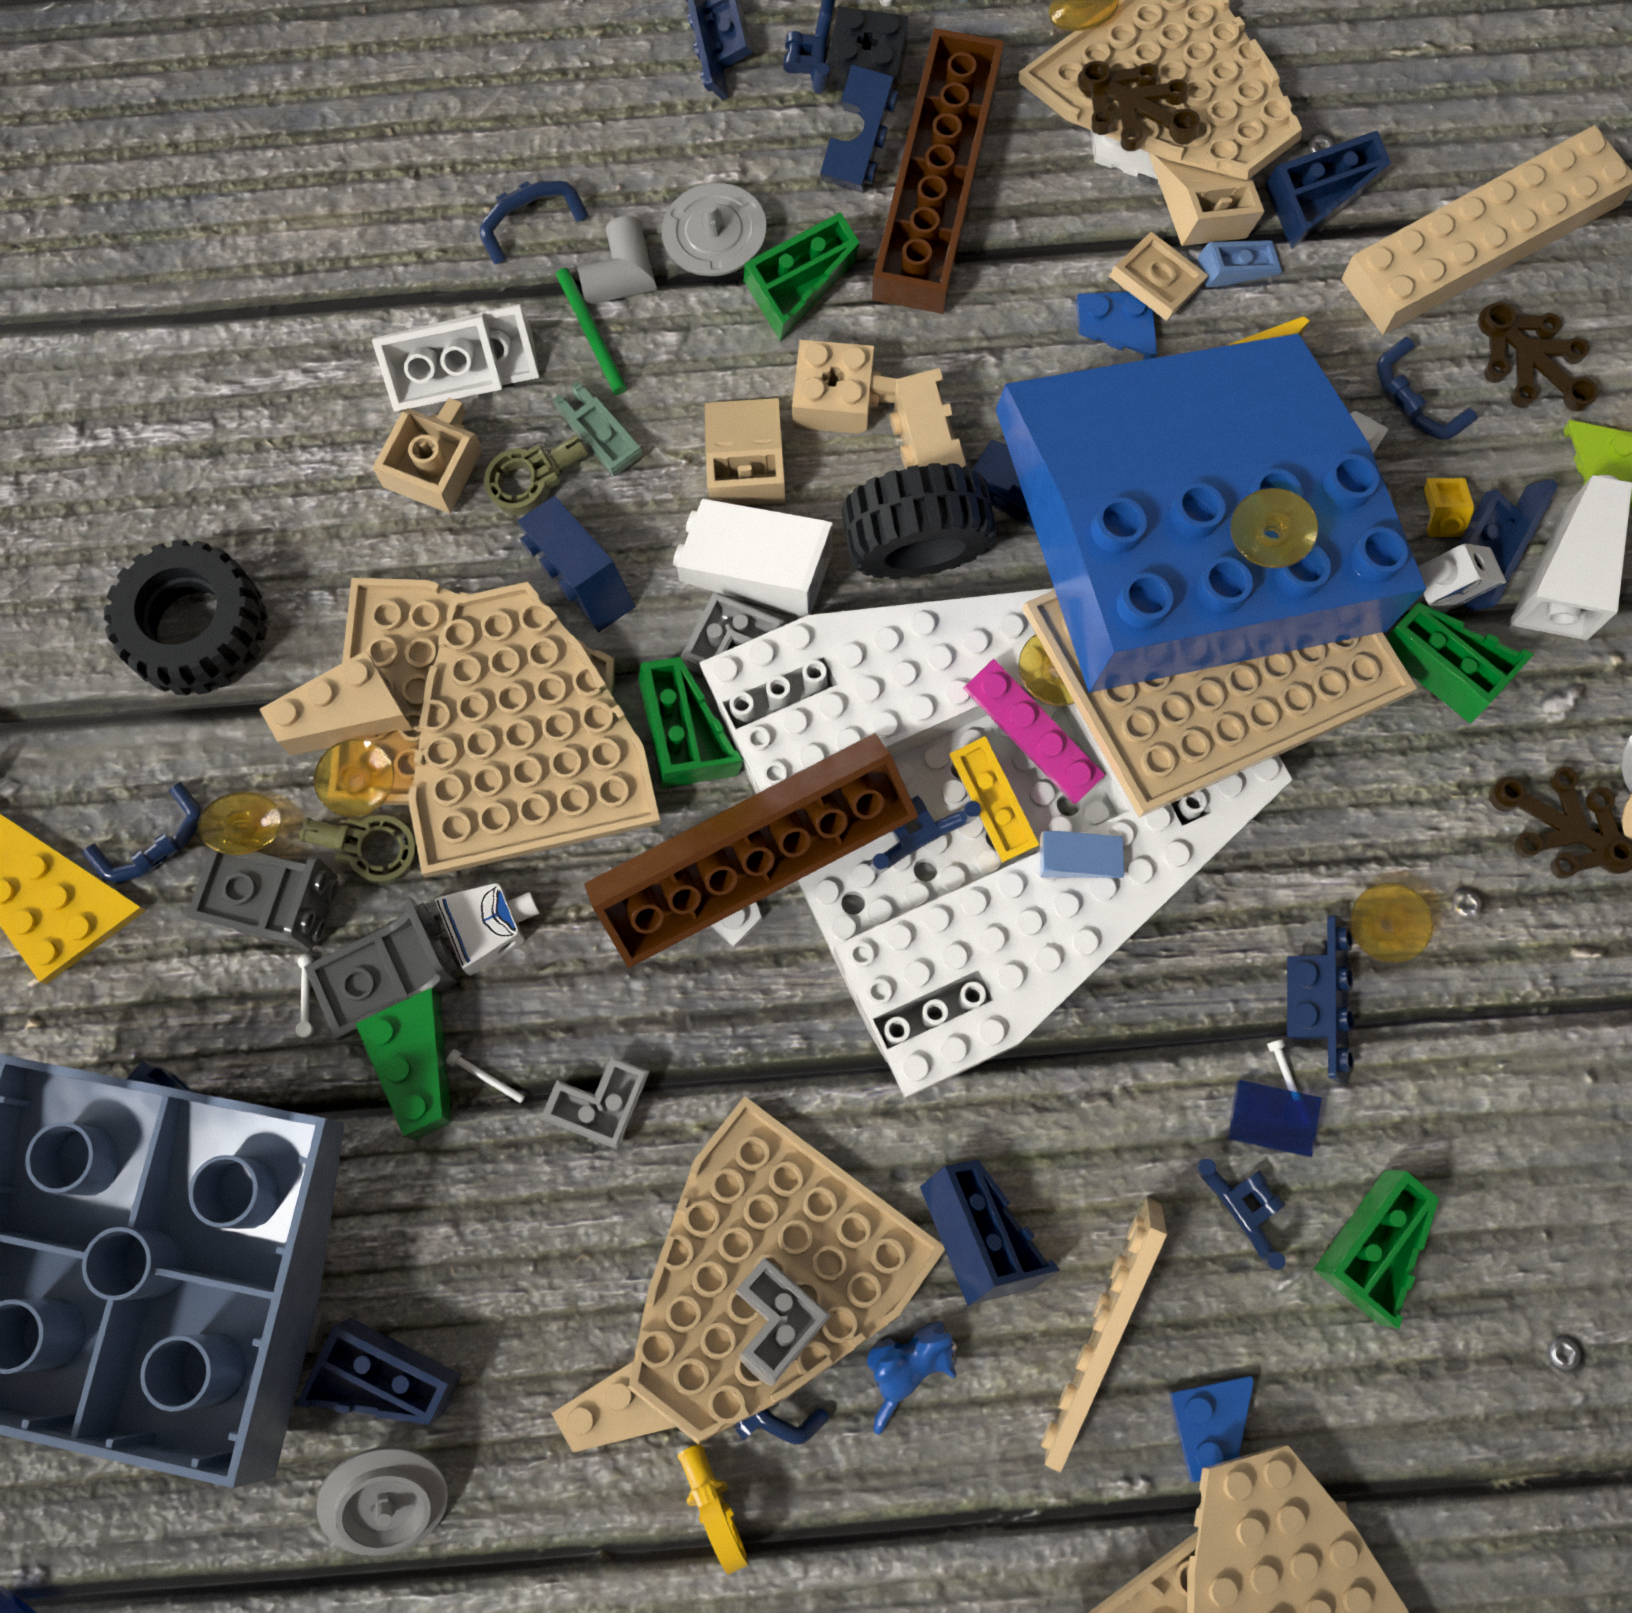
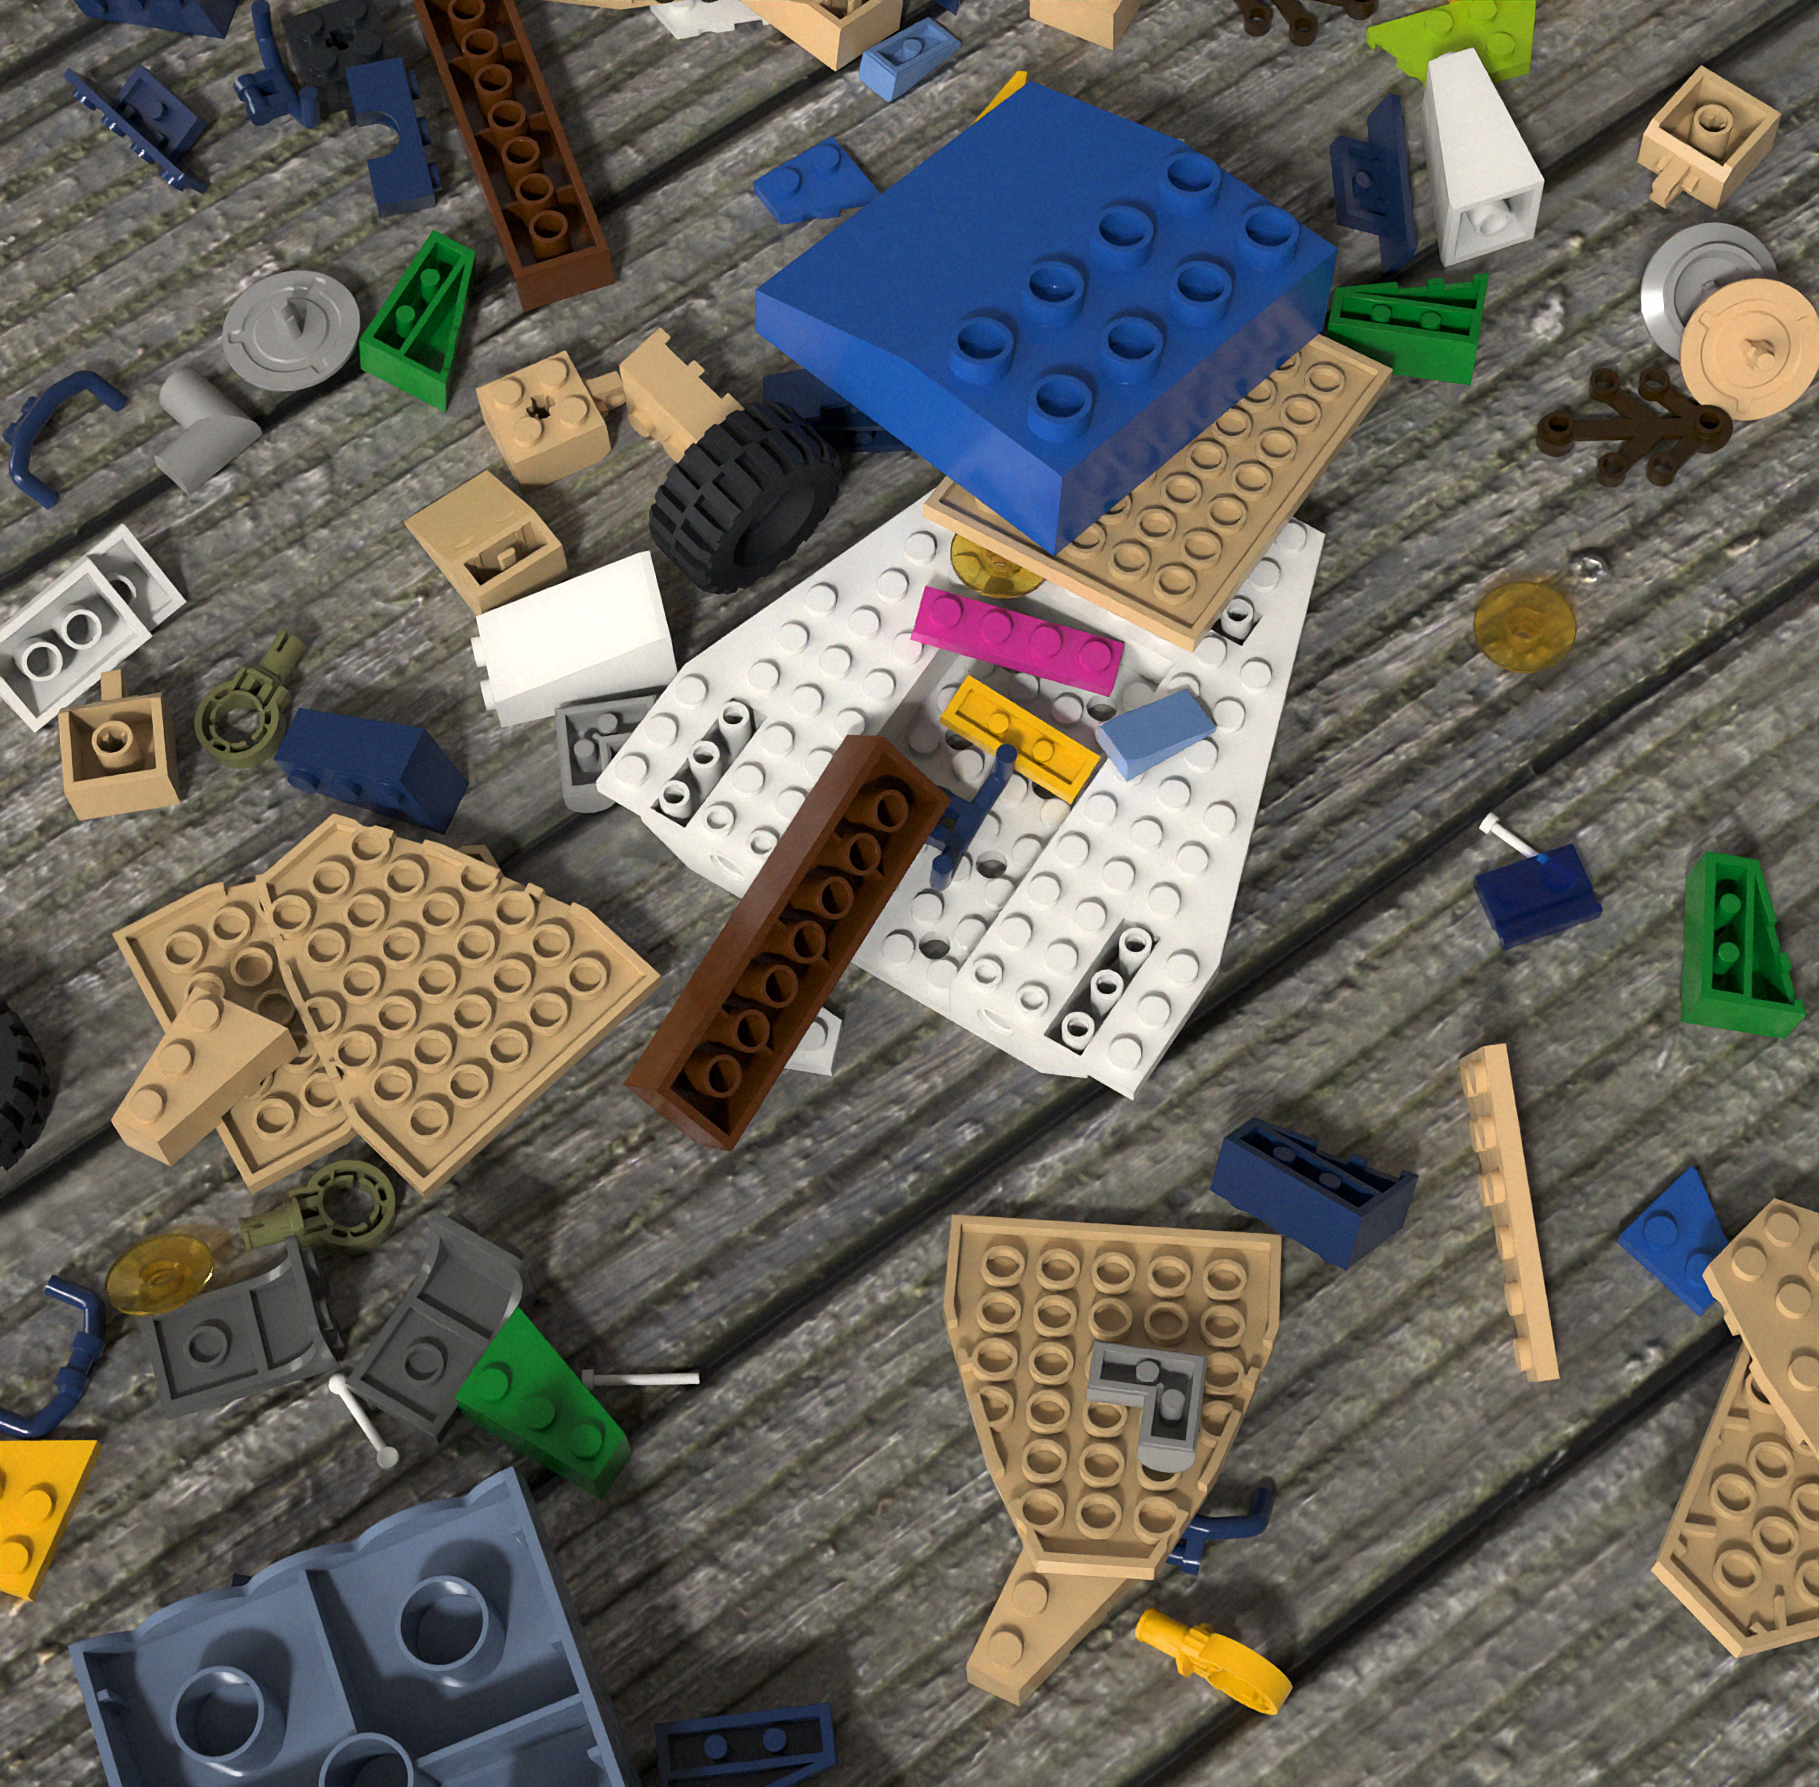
camera: 30 degrees left, 10 degrees down
(344, 763) = (265, 1116): clear yellow dish -> none
(484, 923) = (530, 1208): white torso -> none
(591, 331) = (216, 518): green bar -> none
(599, 430) = (310, 616): sand green hinge -> none
(602, 1115) = (806, 1330): light grey brick -> none
(682, 729) = (615, 871): green wedge -> none
(903, 1367) = (1318, 1389): blue animal -> none
(1158, 276) = (831, 115): tan plate -> none
(1246, 1219) = (1574, 1013): dark blue piece -> none
(1279, 512) = (1143, 248): clear yellow dish -> none
(1320, 998) = (1501, 747): dark blue bracket -> none
(1410, 403) = (1189, 99): dark blue piece -> none
(1449, 506) = (1302, 181): yellow bracket -> none
(1457, 578) = (1363, 238): white torso -> none

